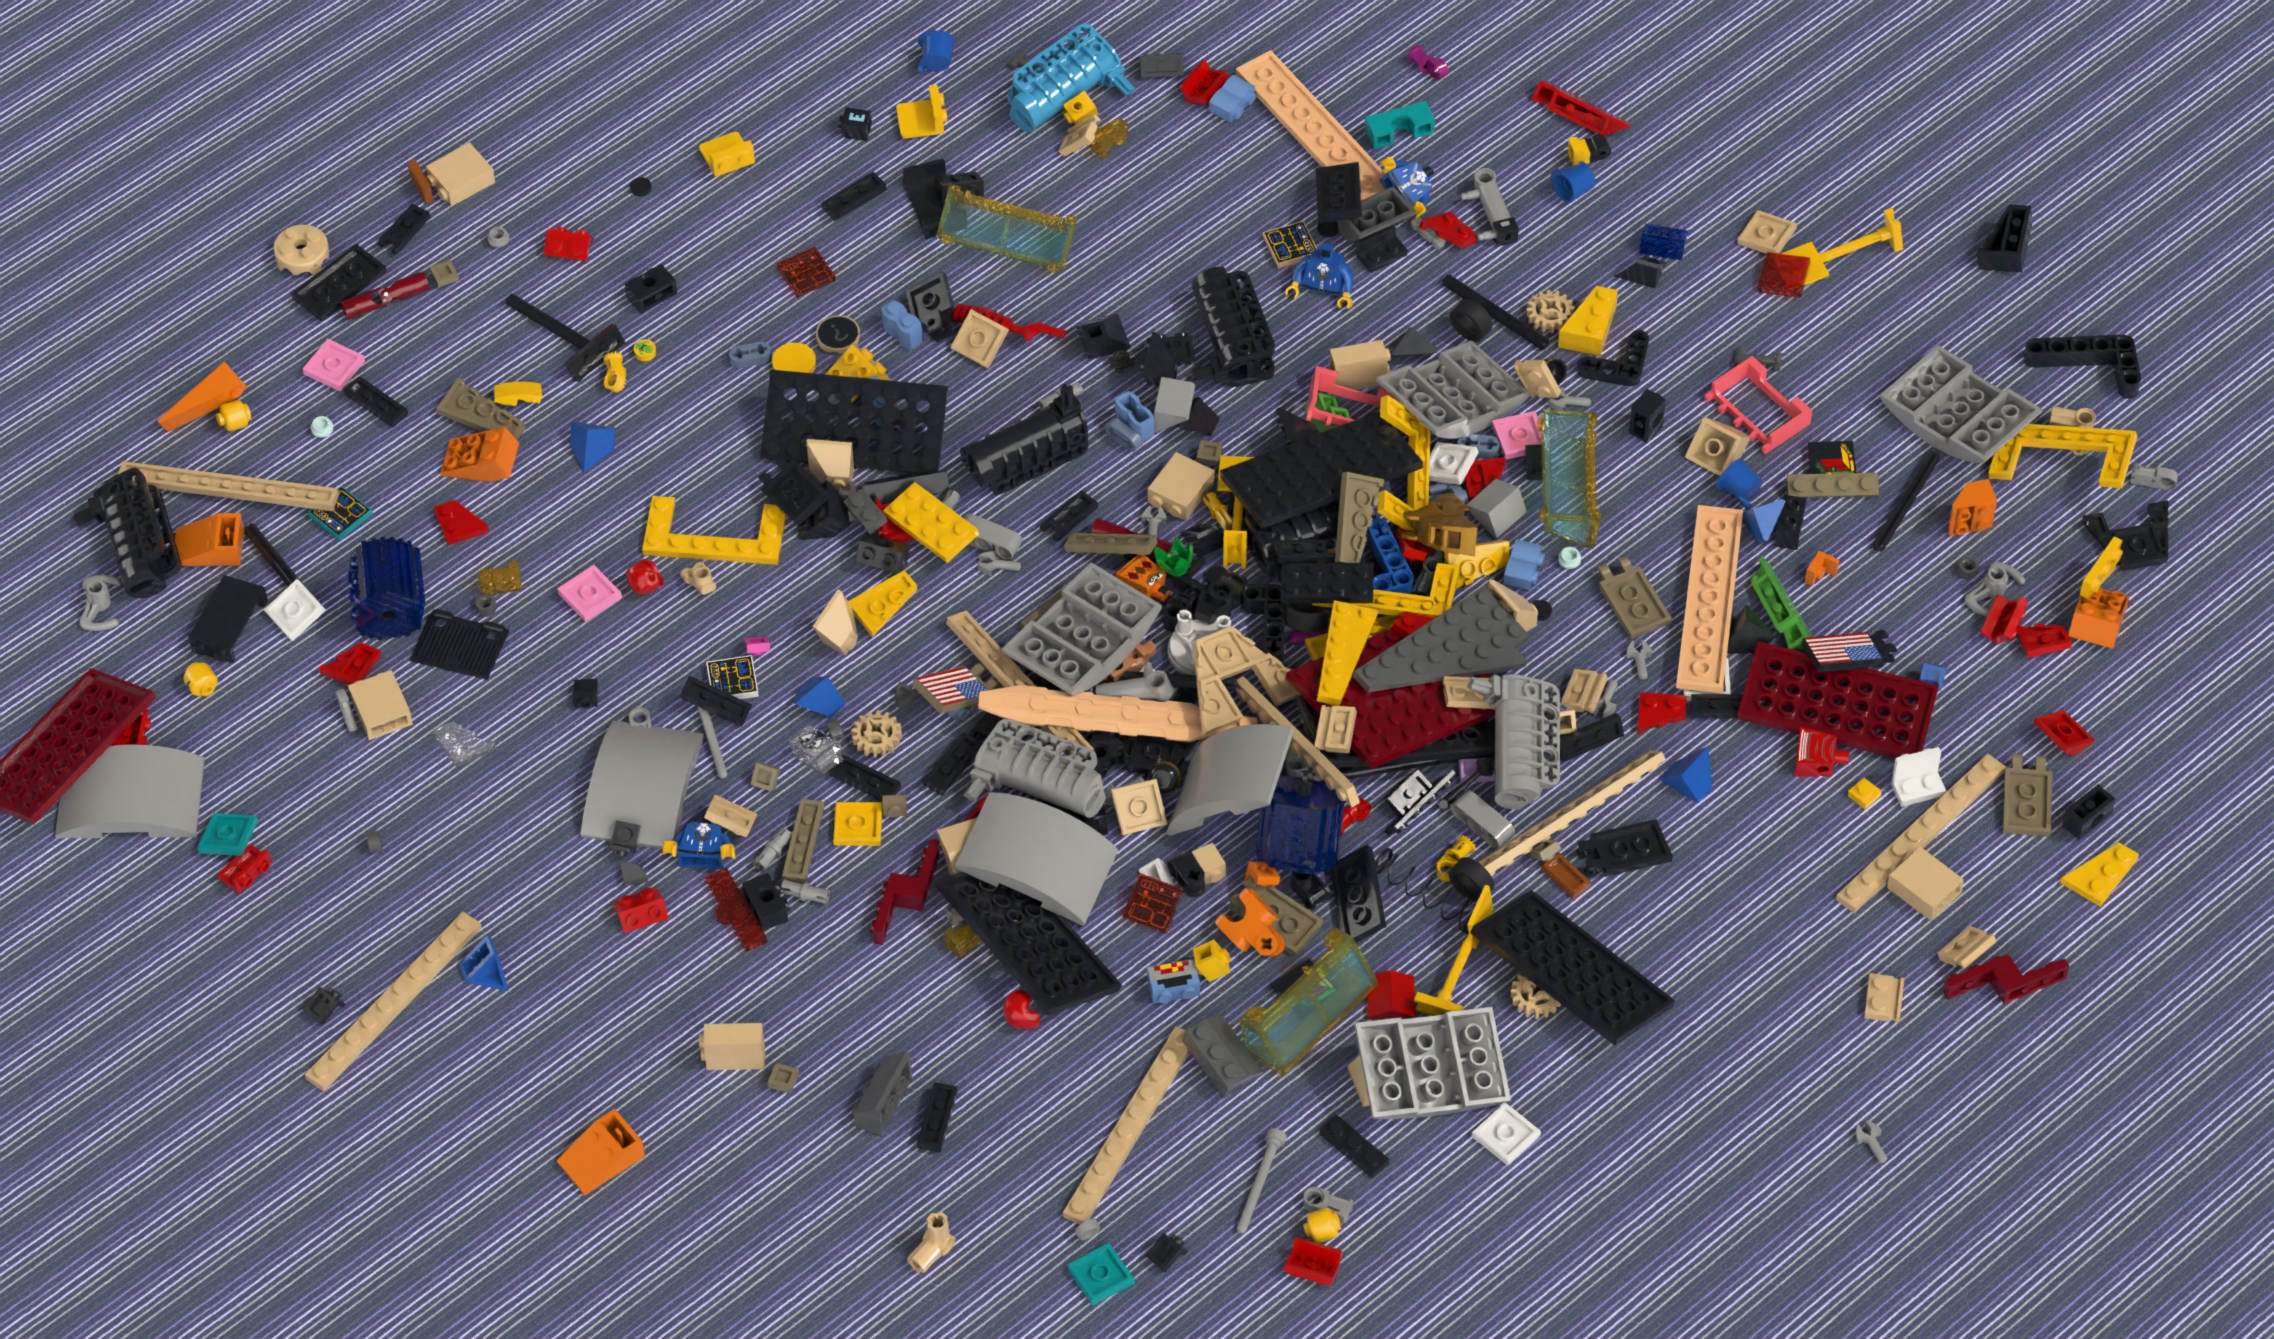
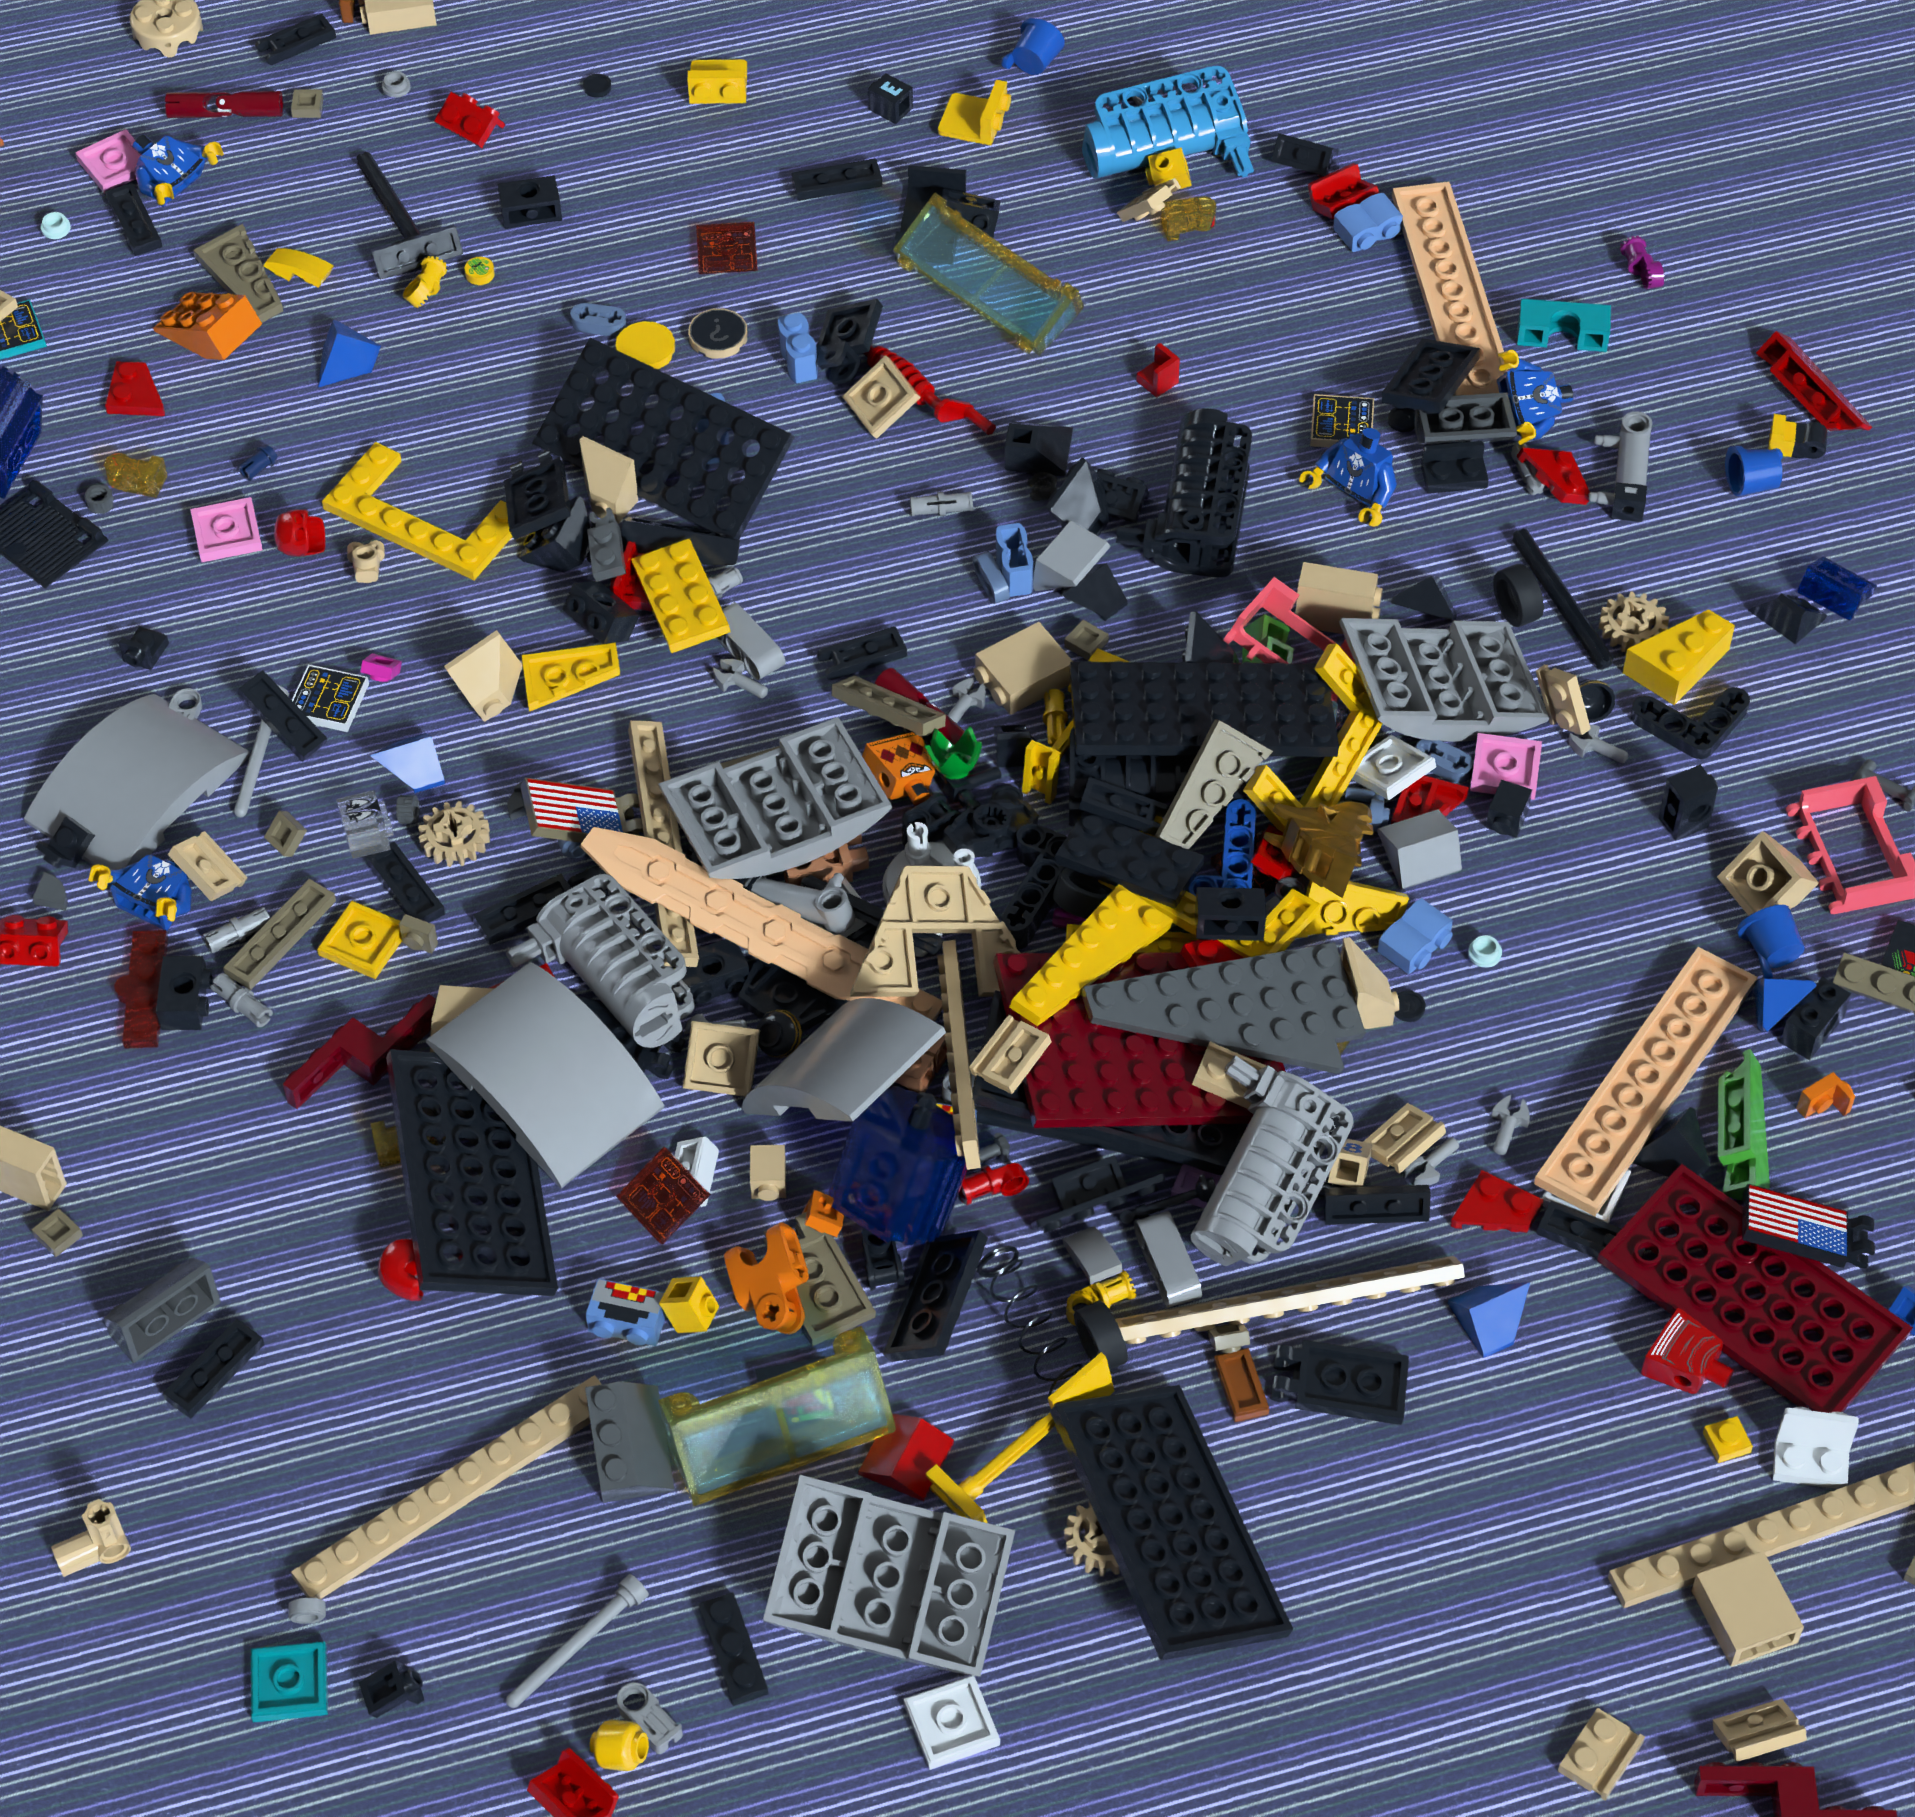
camera: 25 degrees right, 0 degrees up
(338, 282) = (184, 70): black plate -> none
(381, 354) = (170, 165): none -> blue torso
(581, 536) = (258, 462): none -> dark blue pin
(858, 364) = (716, 374): yellow bracket -> none
(1029, 445) = (856, 545): black piece -> none
(1153, 253) = (1161, 373): none -> red panel
(1188, 874) = (734, 1175): black piece -> none
(1412, 592) = (1230, 914): none -> black brick
(1437, 832) = (1093, 1254): none -> light grey slope
(1569, 476) = (1536, 842): clear light blue windscreen -> none
(1633, 599) = (1541, 1040): dark tan tile -> none

